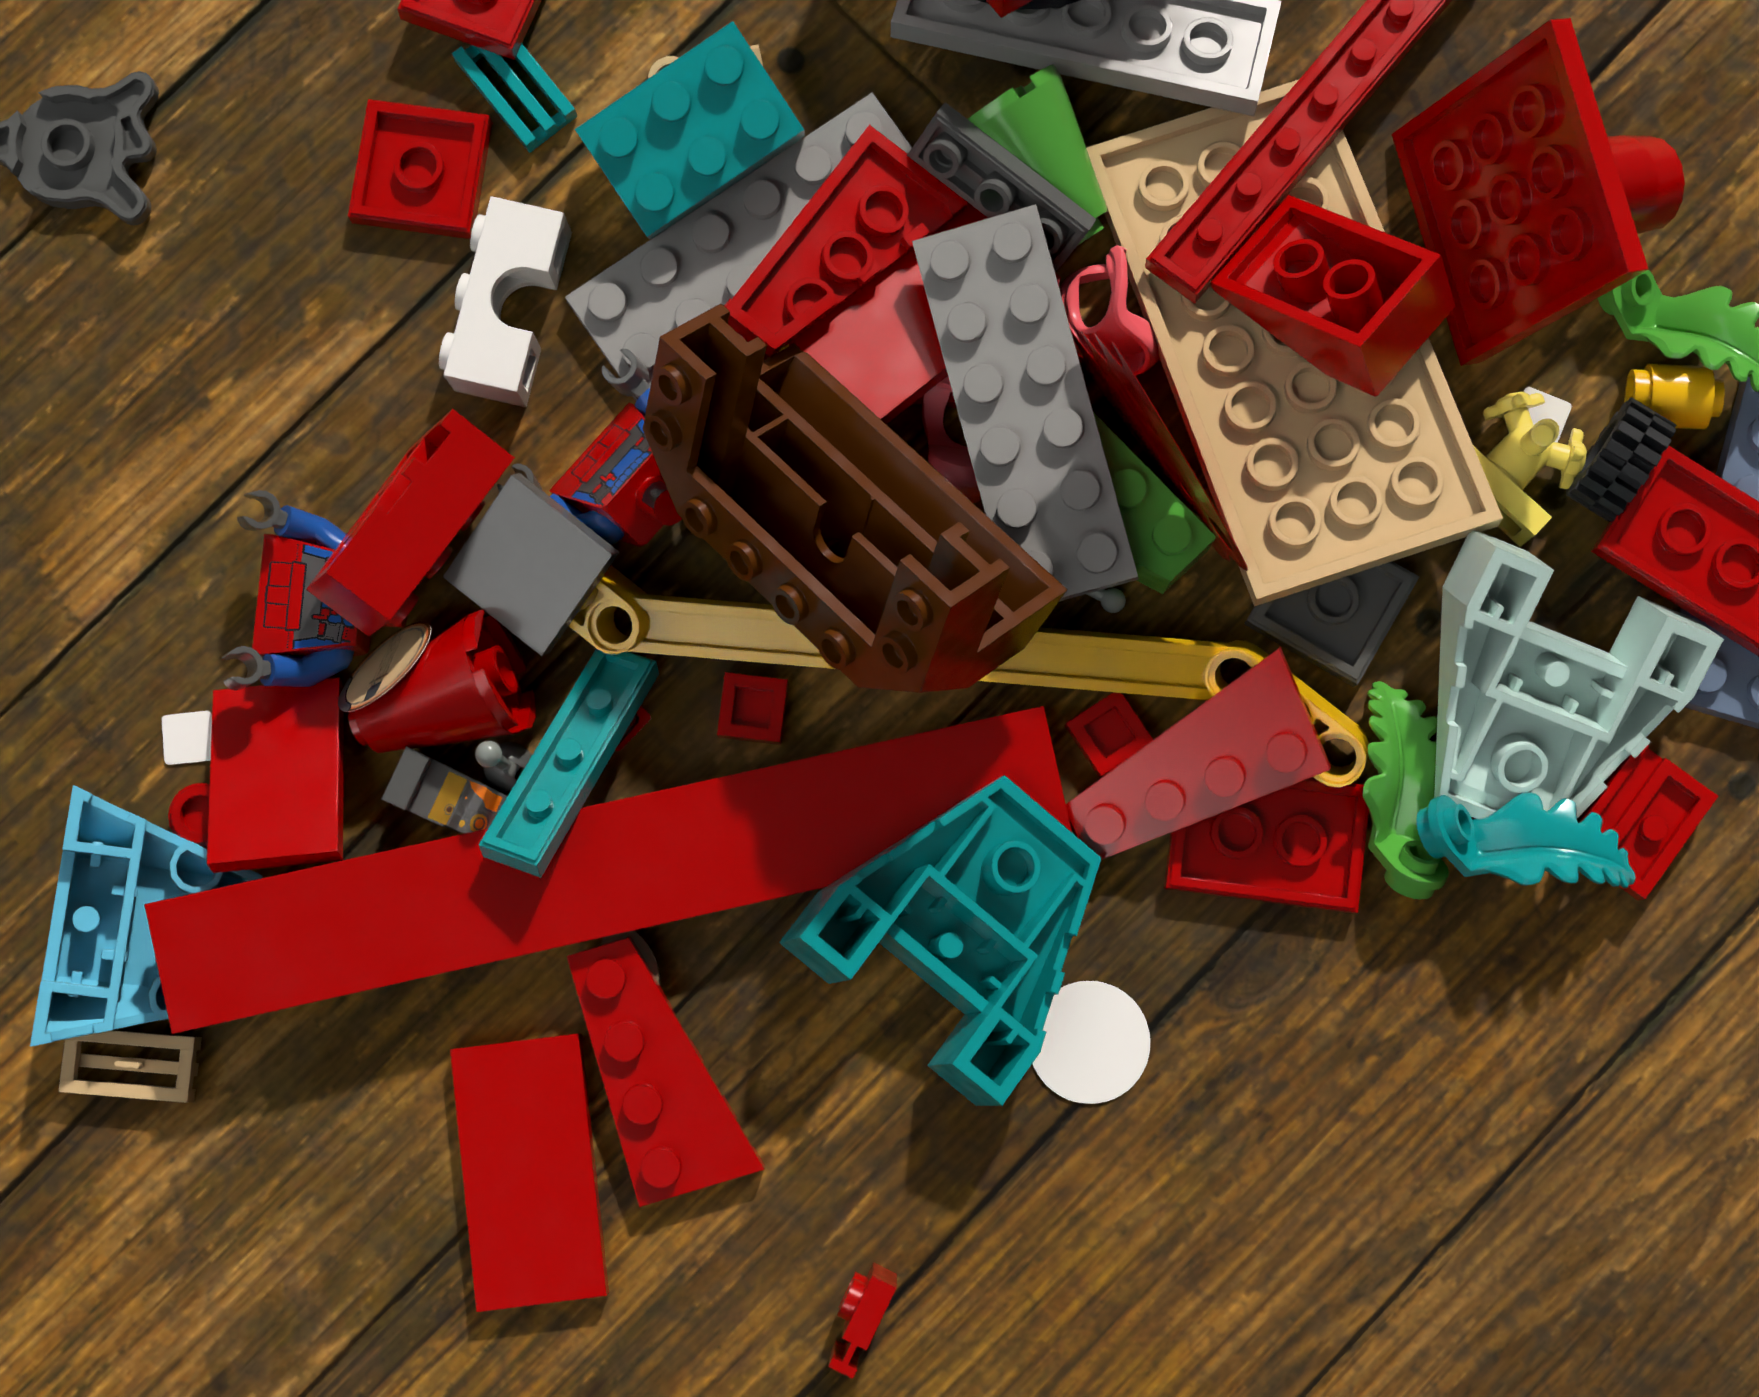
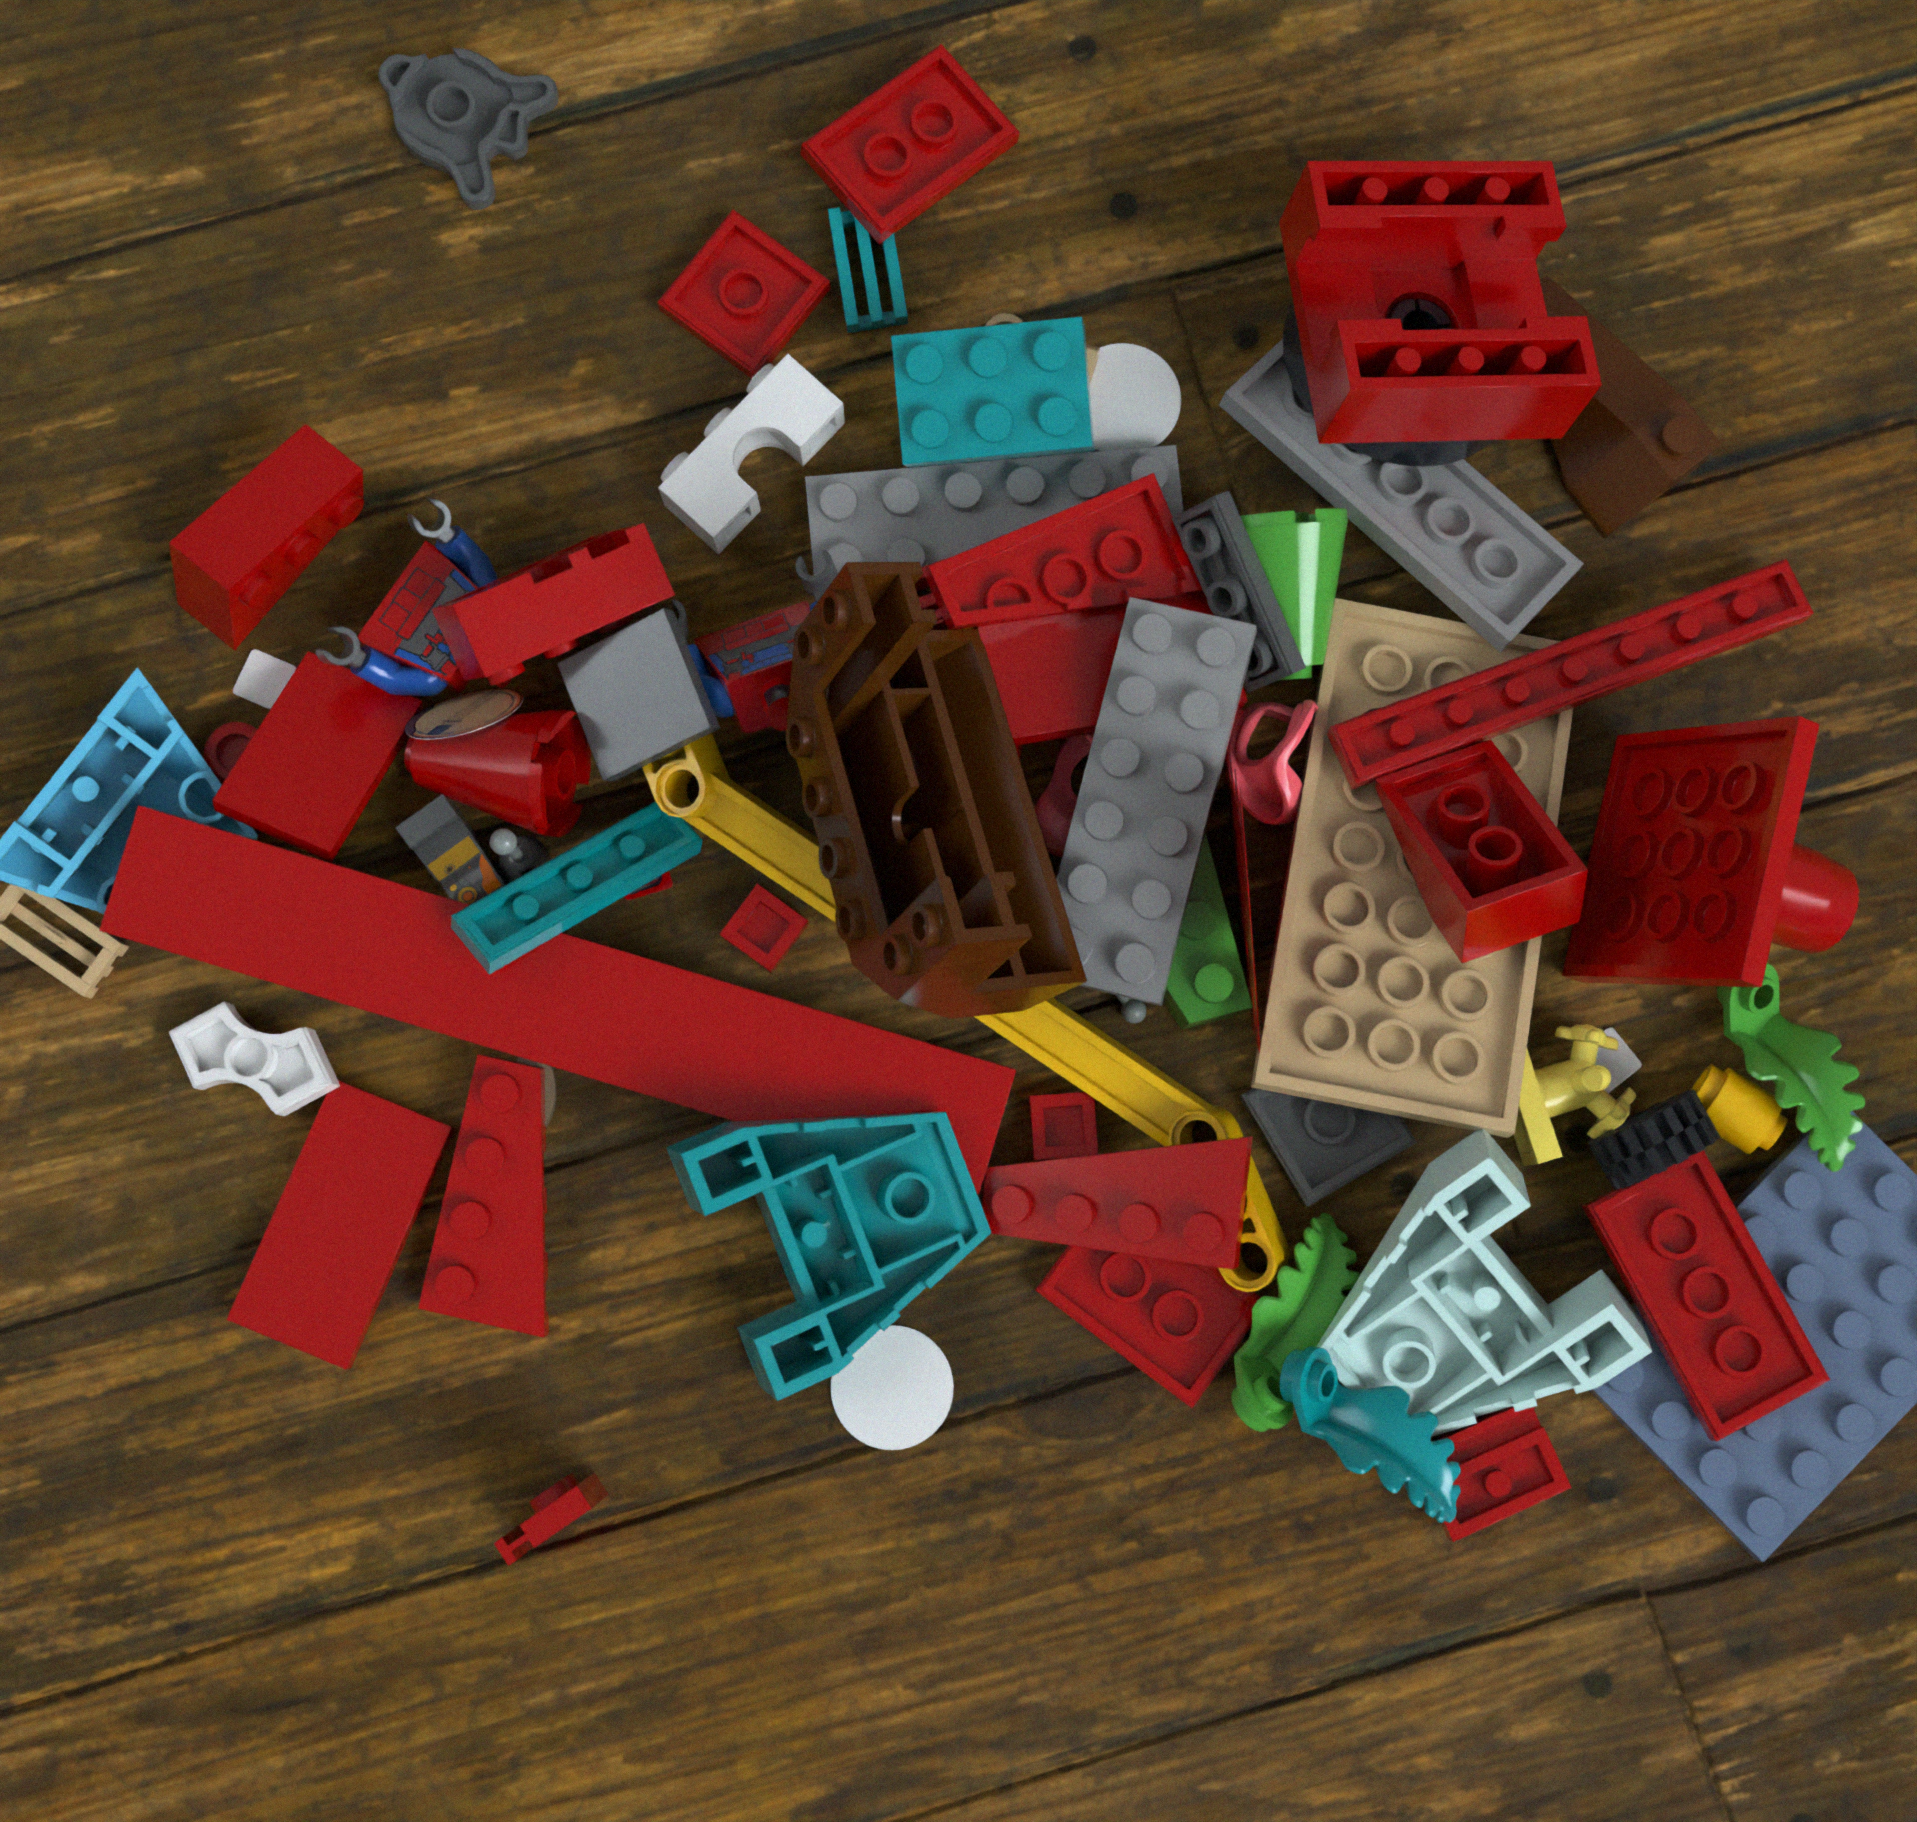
camera: 20 degrees right, 0 degrees up
(117, 608) = (264, 534): none -> red wedge
(399, 1065) = (281, 1067): none -> white tile
(812, 72) = (1132, 398): none -> white sticker

